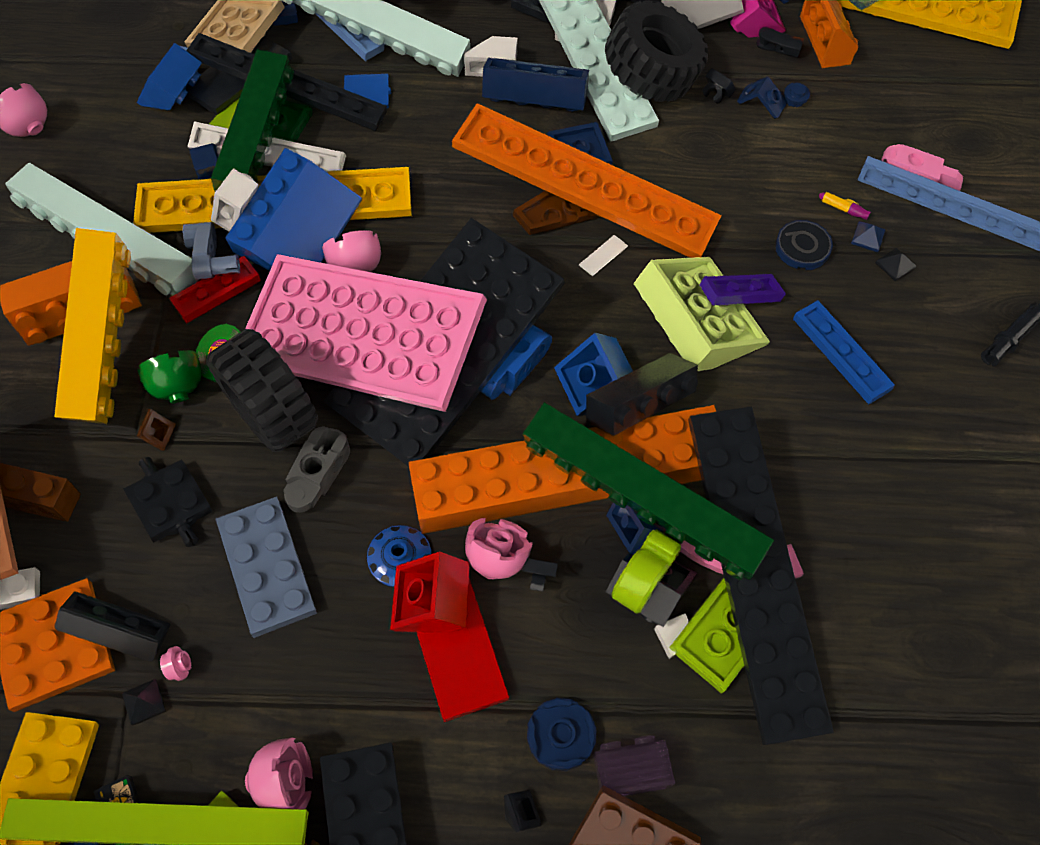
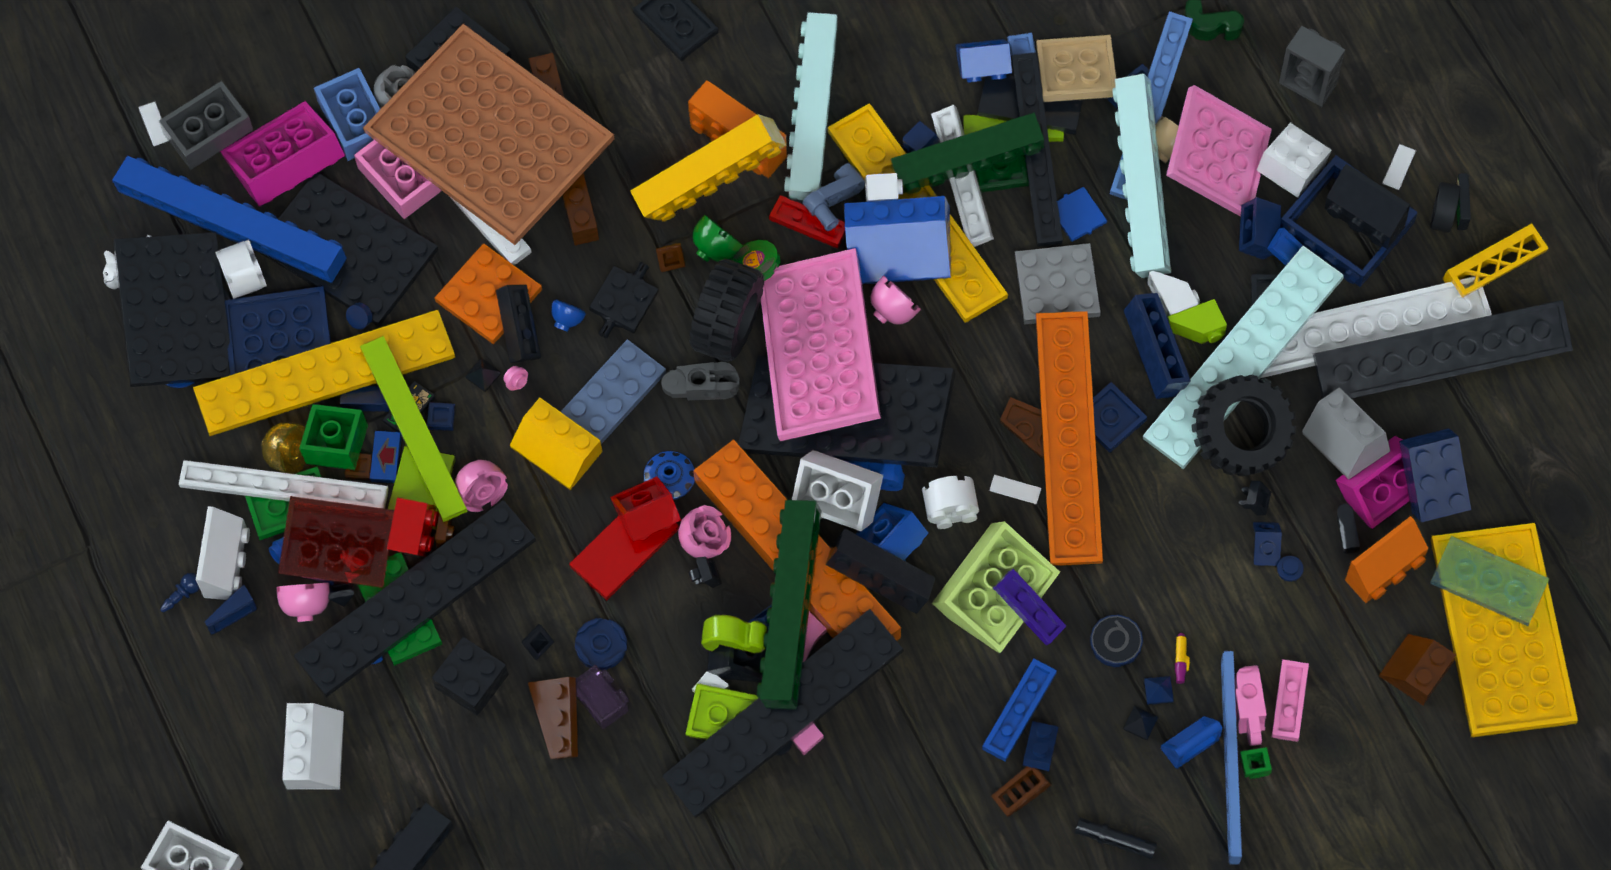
camera: 65 degrees right, 5 degrees up
(141, 567) = (566, 315): none -> blue brick
(160, 781) = (441, 416): none -> dark blue tile
(285, 659) = (555, 443): none -> yellow slope
(419, 133) = (1057, 281): none -> light grey plate
(526, 382) = (840, 488): none -> white brick
(534, 45) = (1199, 323): none -> lime slope
(595, 301) = (950, 501): none -> white brick
(895, 348) = (1040, 746): none -> dark blue plate
(911, 135) = (1290, 700): none -> bright pink plate
(932, 229) = (1192, 741): none -> blue tile
(935, 49) = (1418, 667): none -> reddish brown slope
(937, 378) = (1022, 776): none -> reddish brown slope
(981, 188) = (1259, 756): none -> green piece

